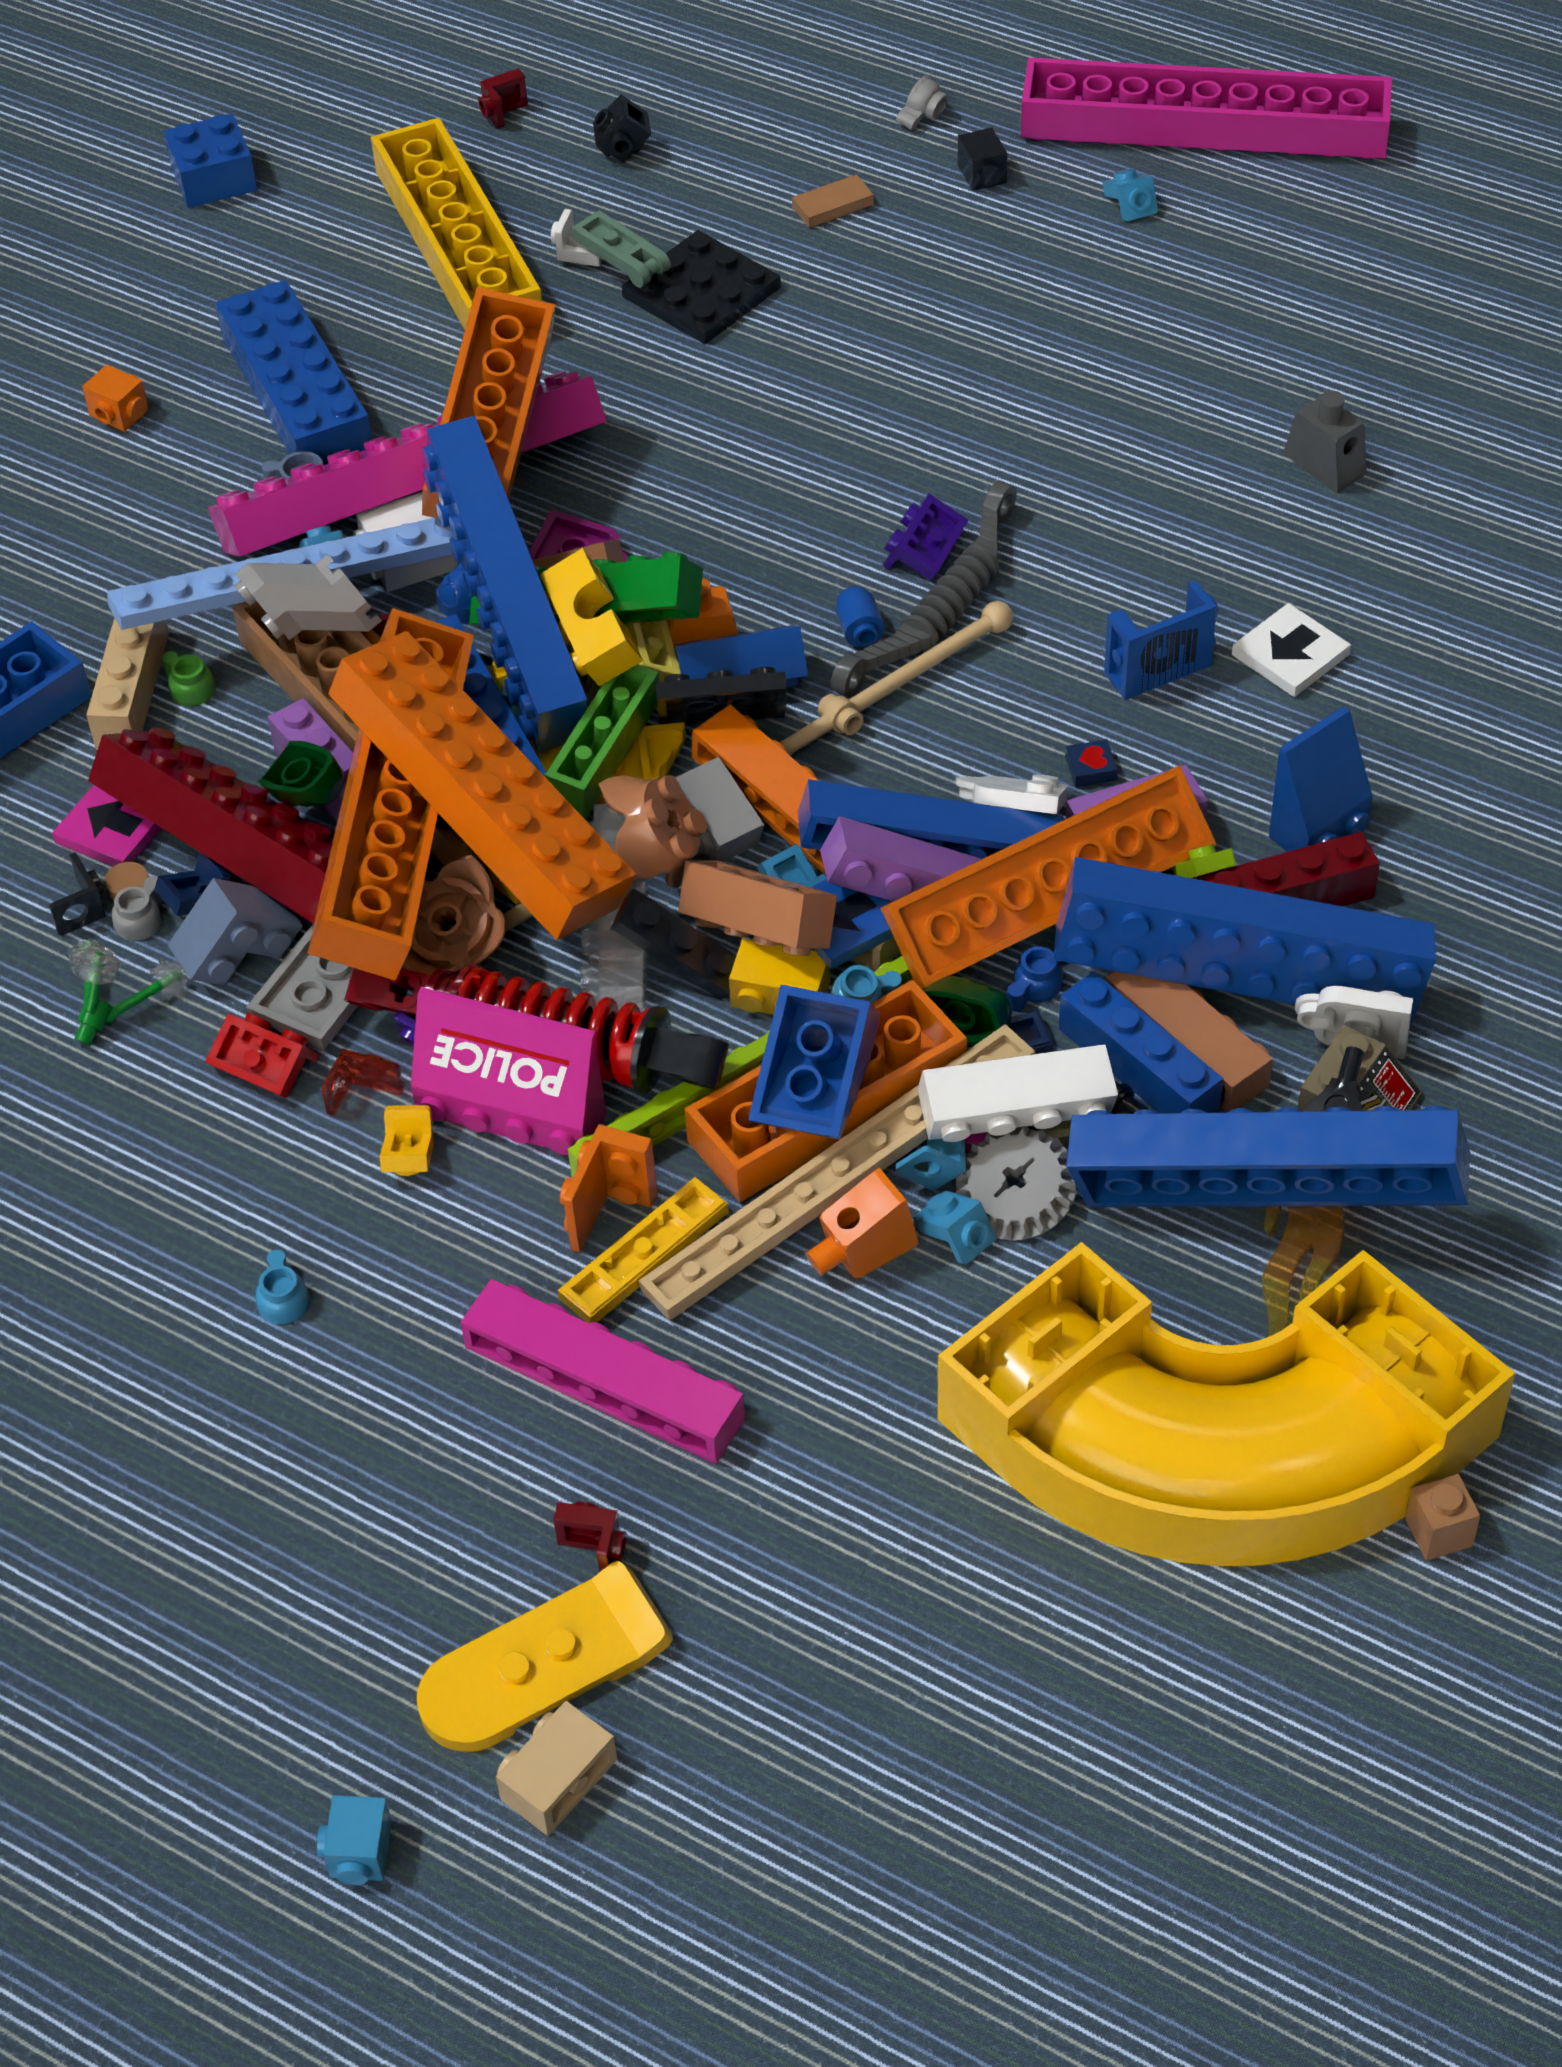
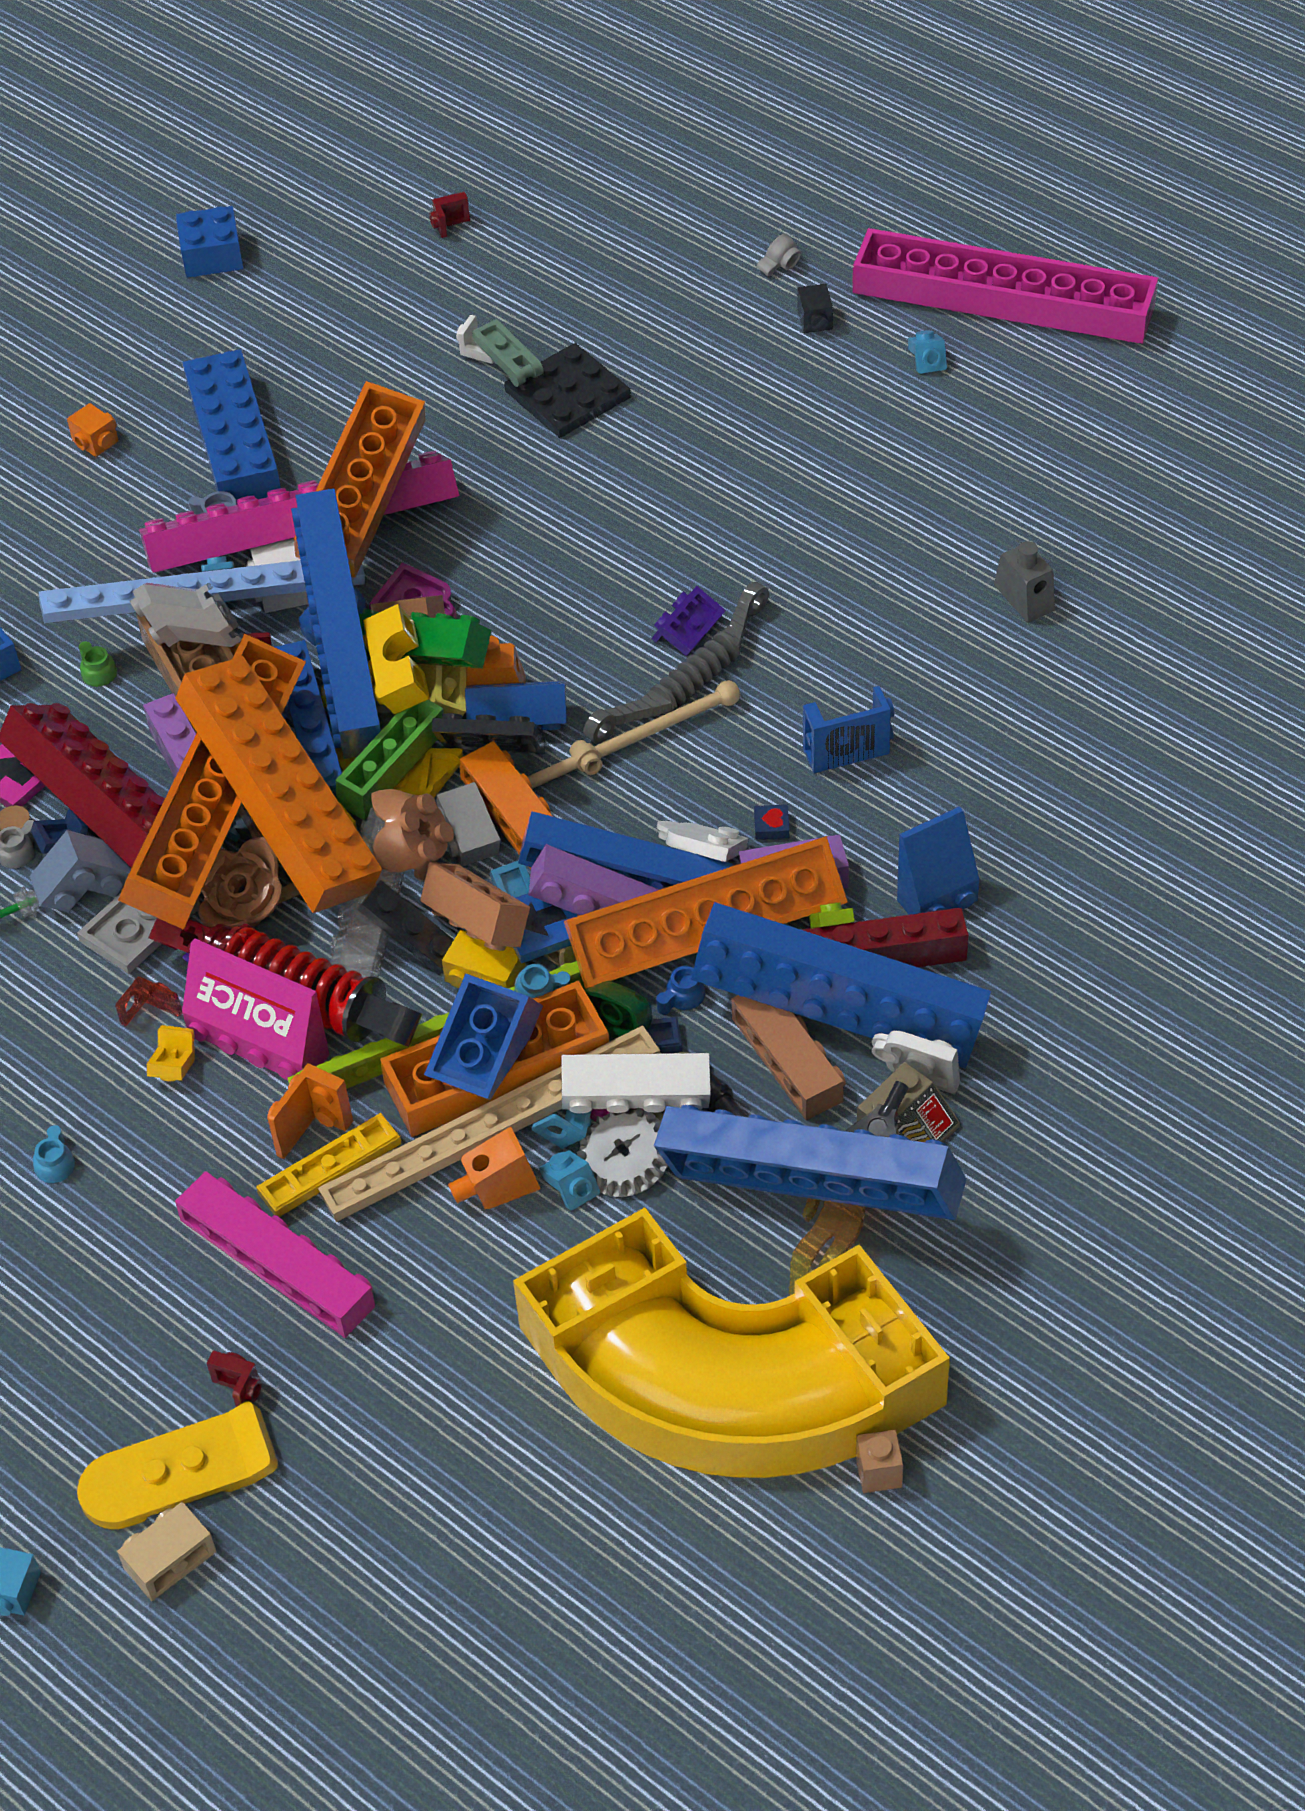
camera: 10 degrees right, 0 degrees up
(126, 679) = (48, 661): tan brick -> none
(258, 1055) = (79, 971): red bracket -> none
(304, 776) = (155, 756): dark green piece -> none
(449, 216) = (384, 314): yellow brick -> none
(621, 129) = (534, 251): black brick -> none
(832, 201) = (688, 329): medium nougat tile -> none
(859, 617) = (619, 679): blue brick -> none
(1138, 1049) = (744, 1060): blue brick -> none
(1291, 649) = (954, 749): white tile -> none

